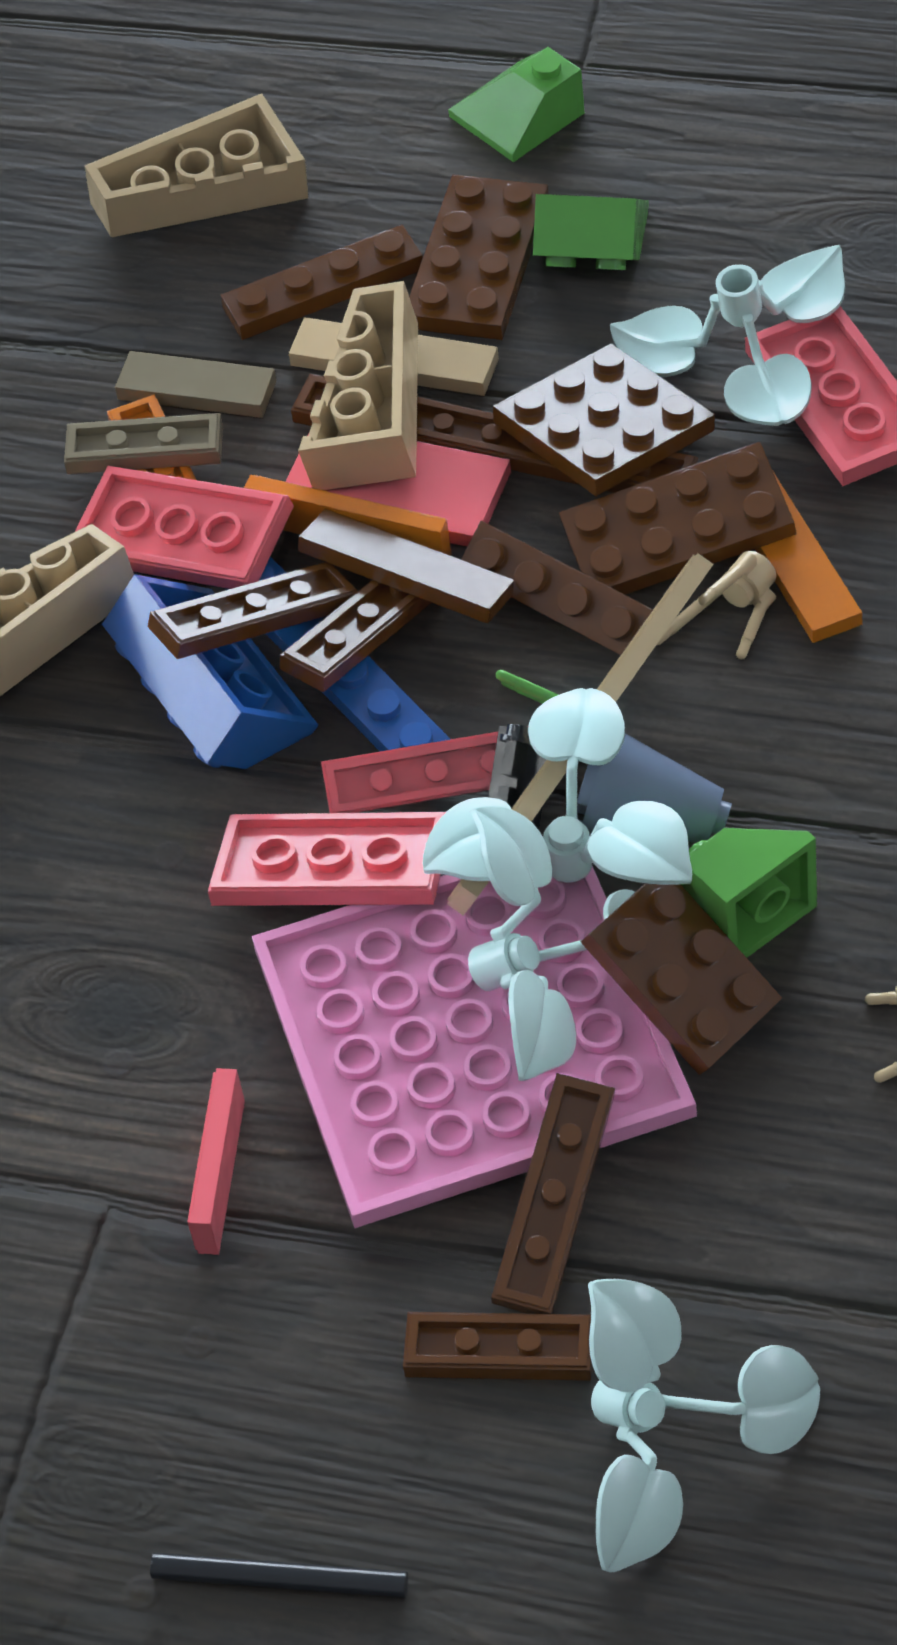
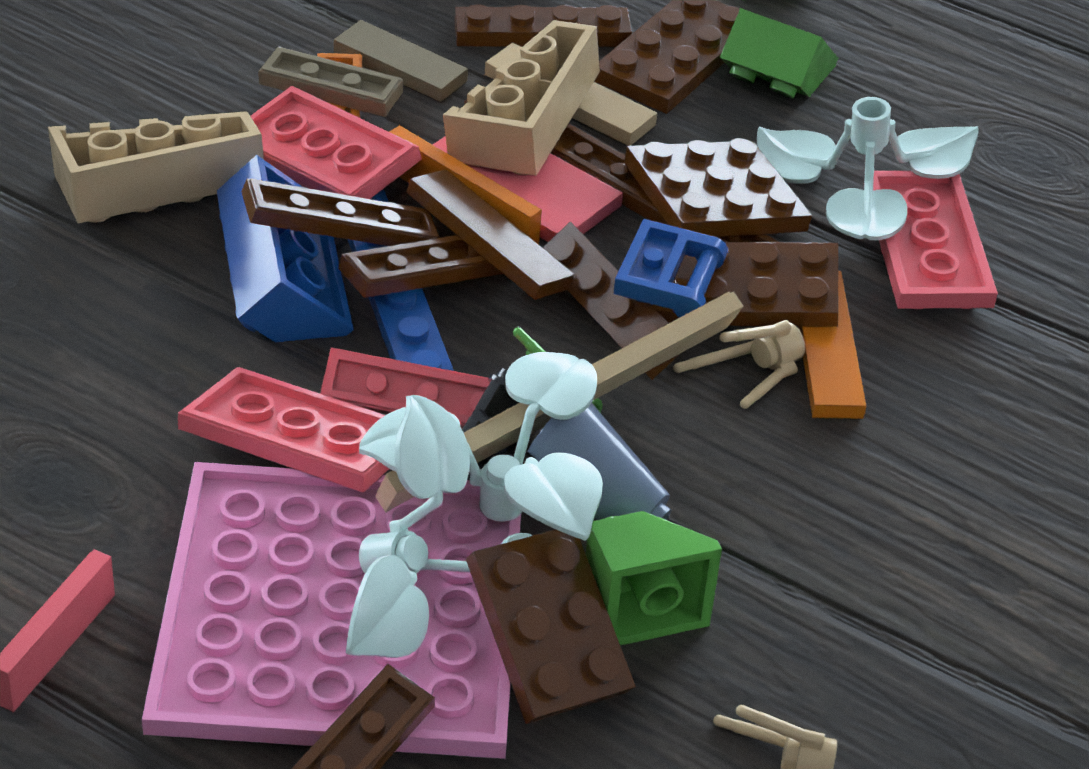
camera: 10 degrees right, 10 degrees down
(593, 540) = (654, 263): none -> blue plate

